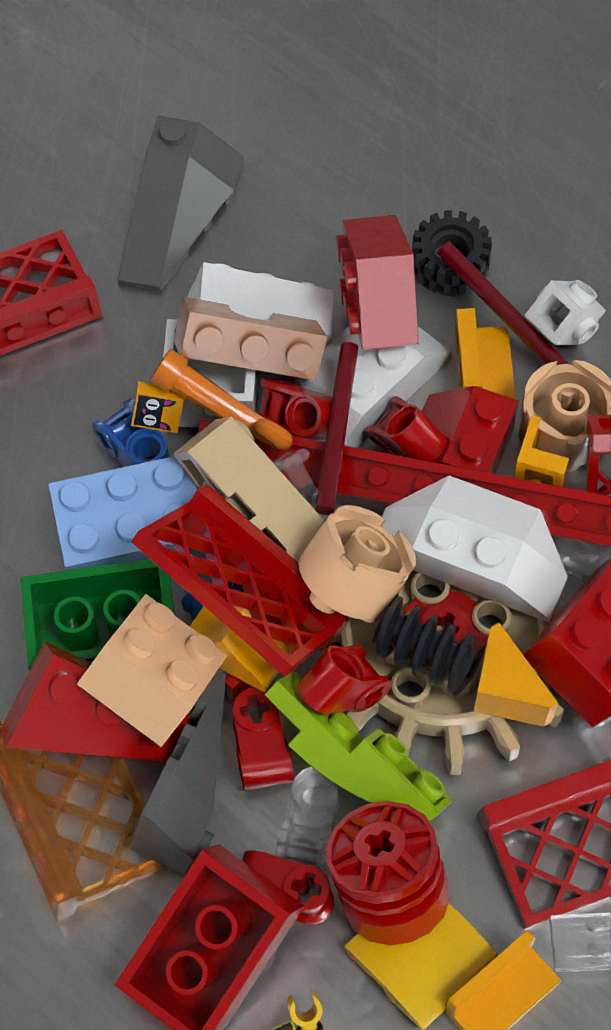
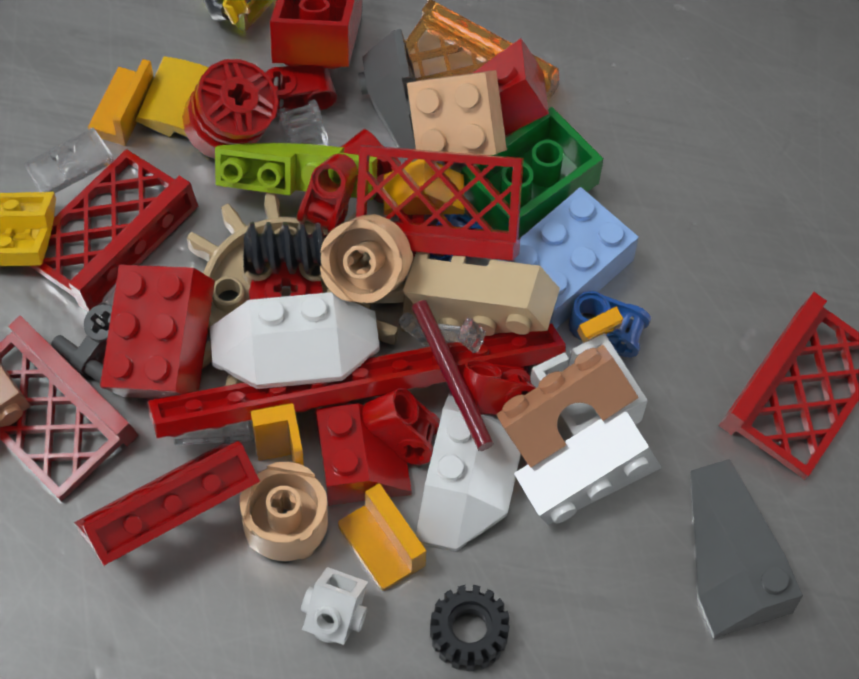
camera: 145 degrees right, 0 degrees up
(176, 375) = (553, 340): orange plant -> none
(378, 282) = (500, 513): brick -> none
(499, 305) = (399, 585): dark red bar -> none
(511, 685) = (212, 253): light orange slope -> none

